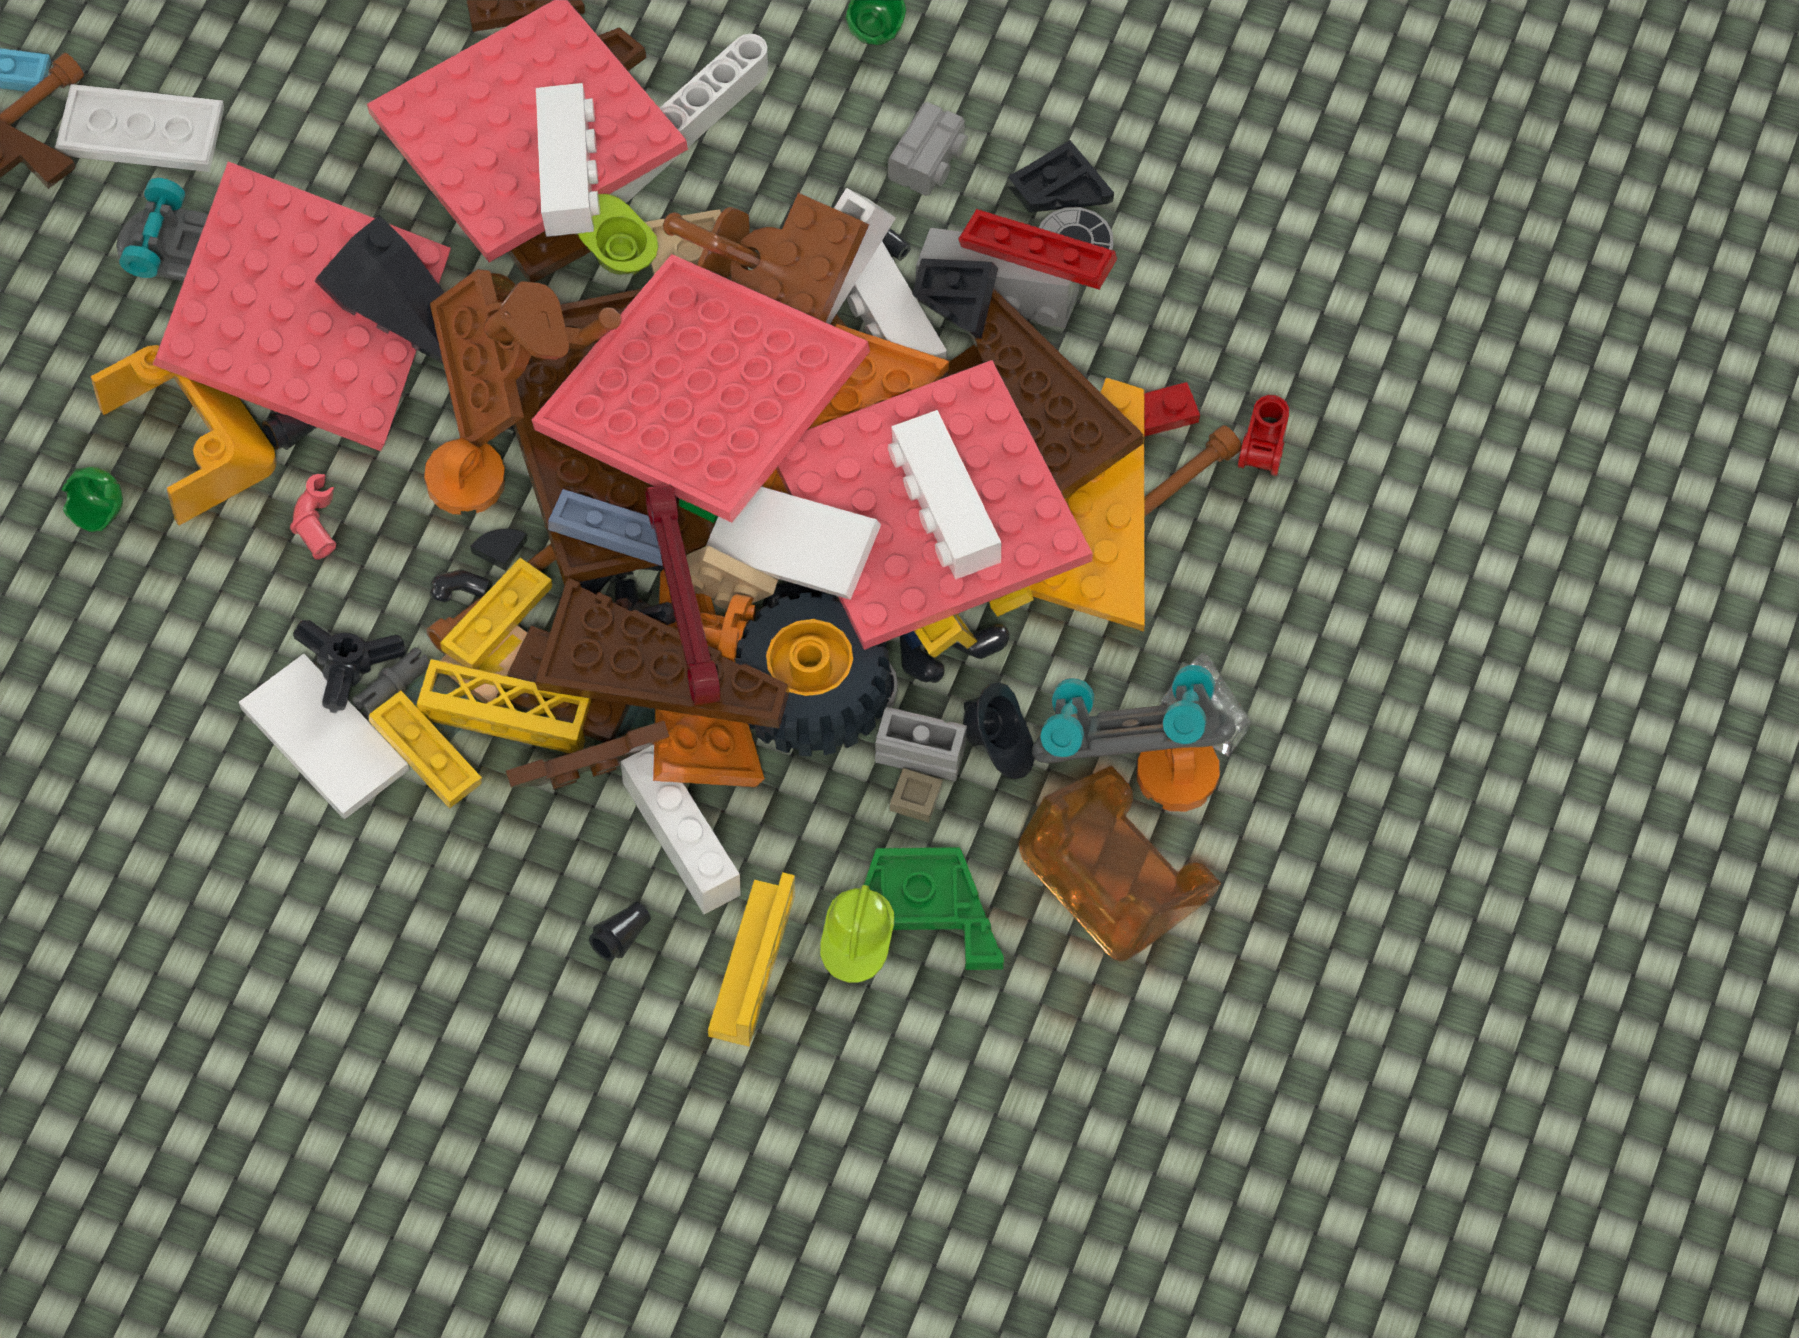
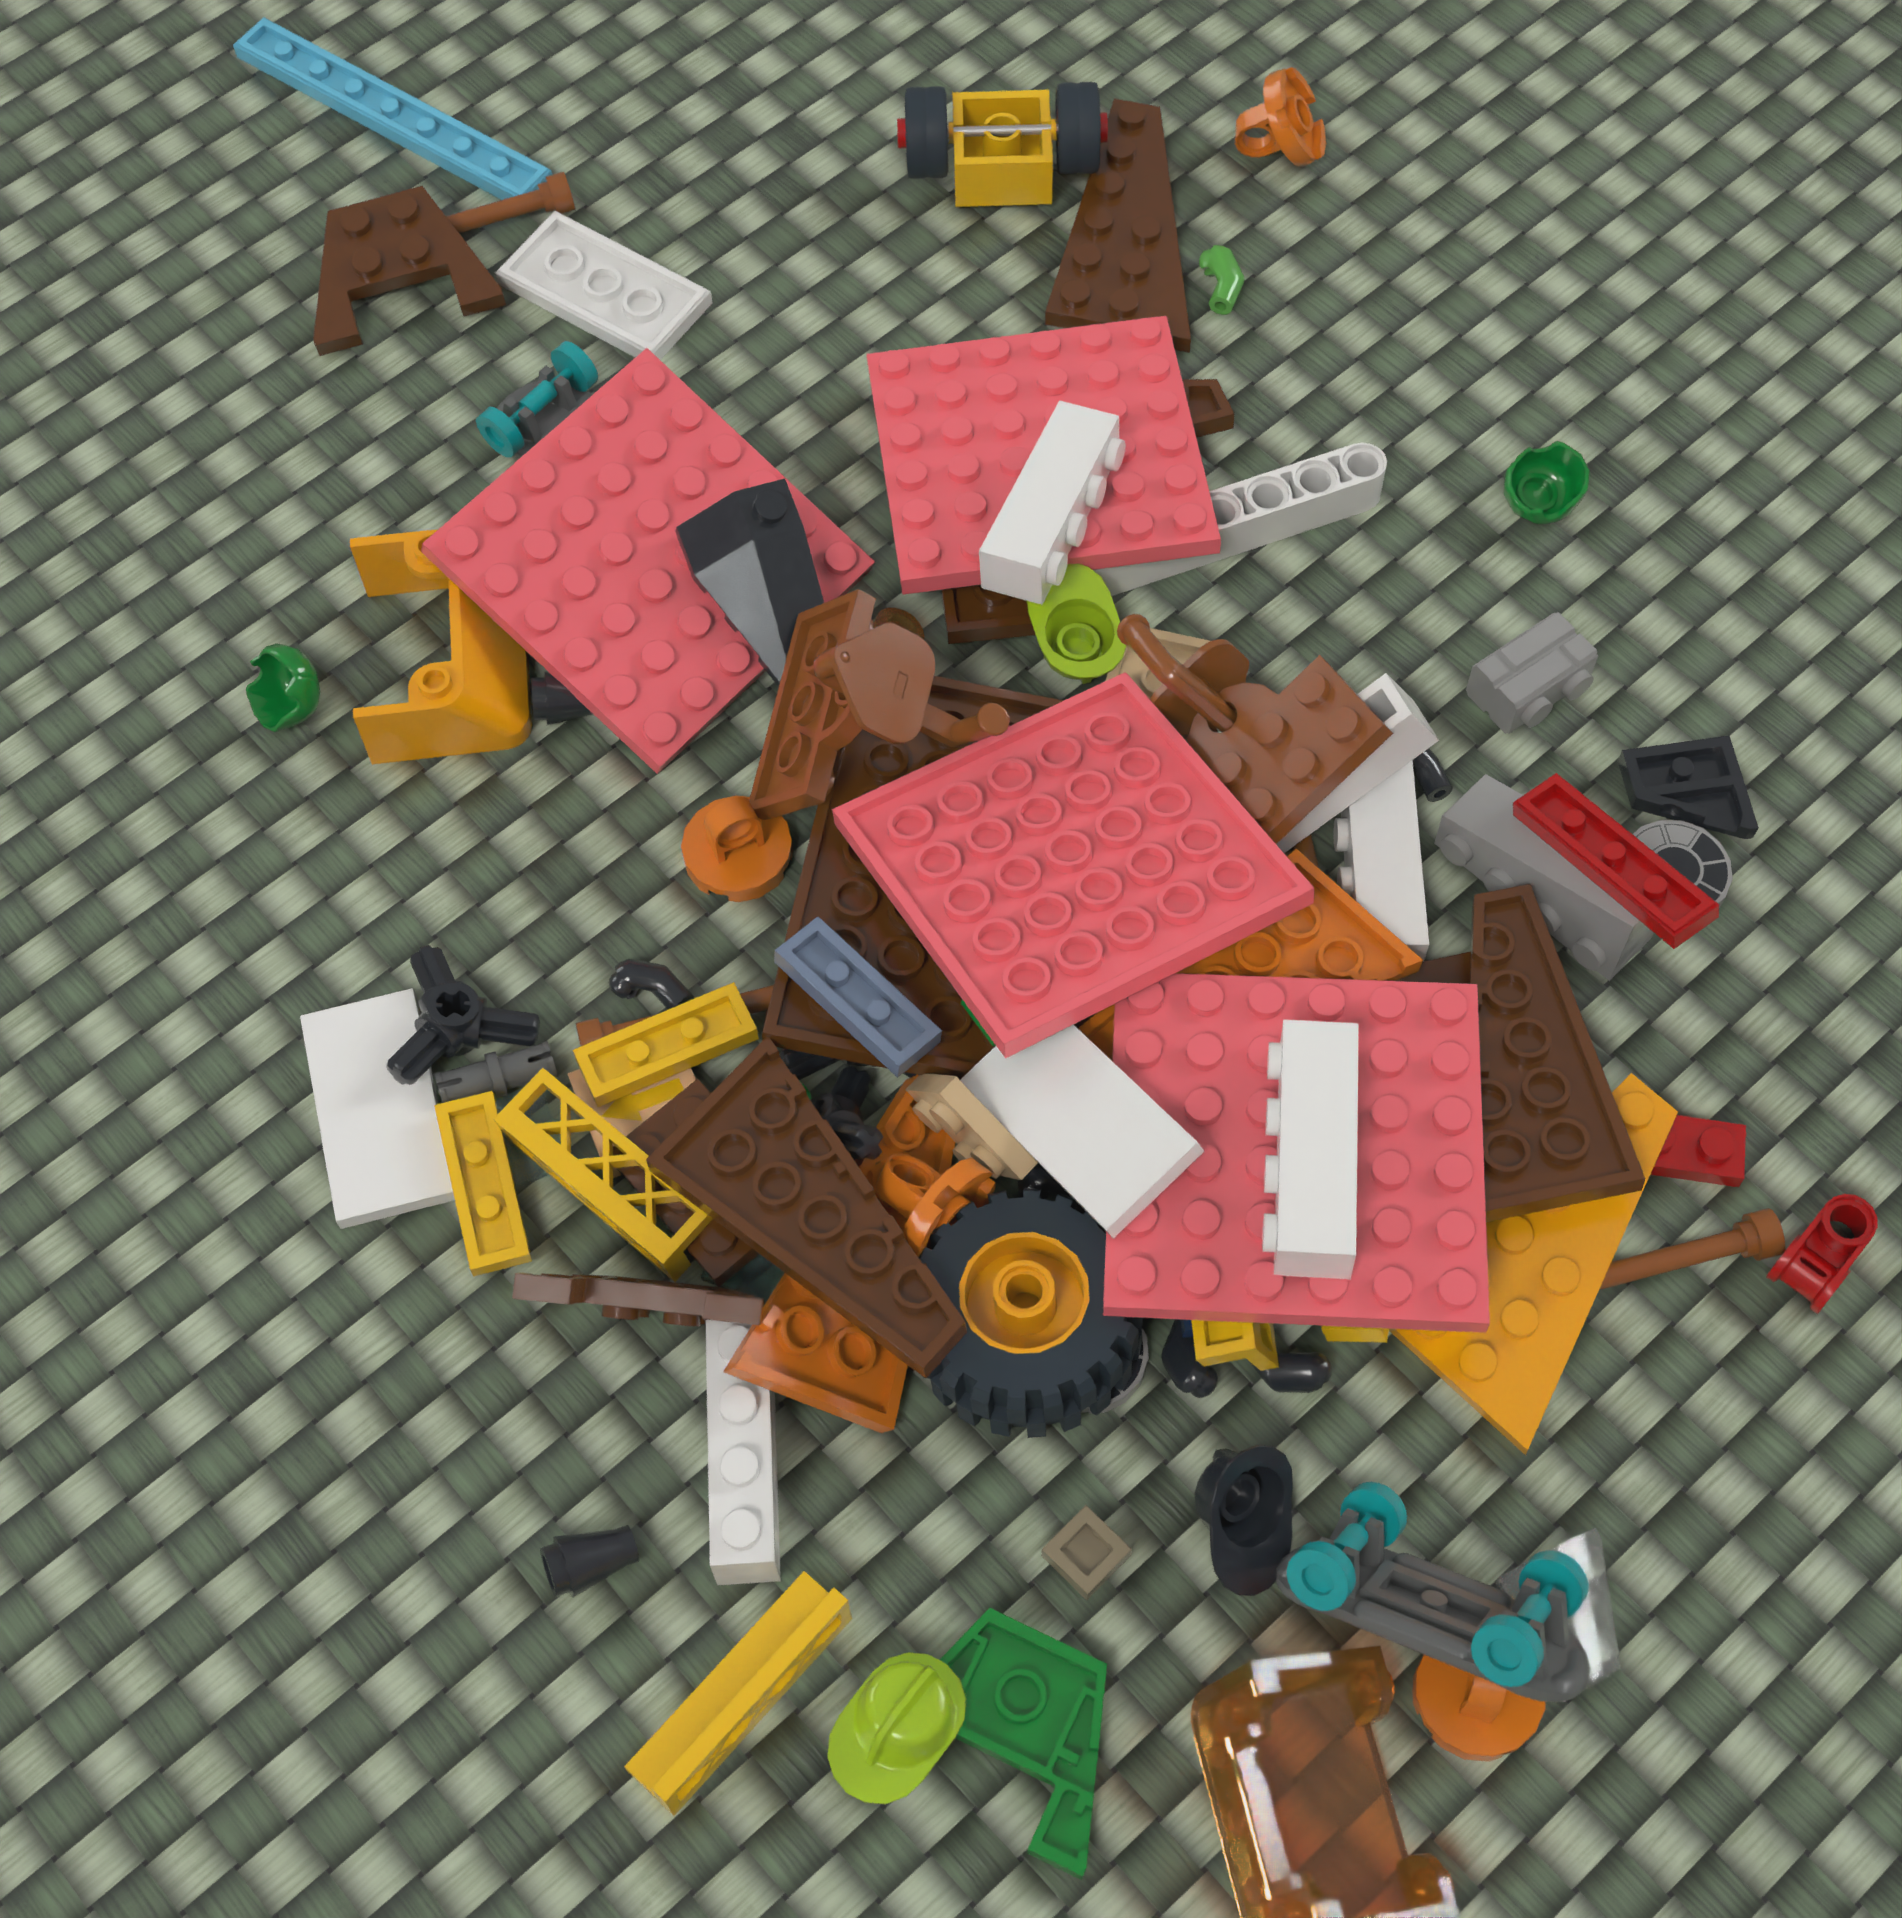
camera: 30 degrees right, 0 degrees up
(306, 518) = (516, 820): coral piece -> none
(499, 546) = (729, 956): black tile -> none
(701, 670) = (854, 1243): dark red piece -> none
(920, 743) = (1125, 1482): light grey brick -> none
(957, 291) = (1479, 871): black wing -> none

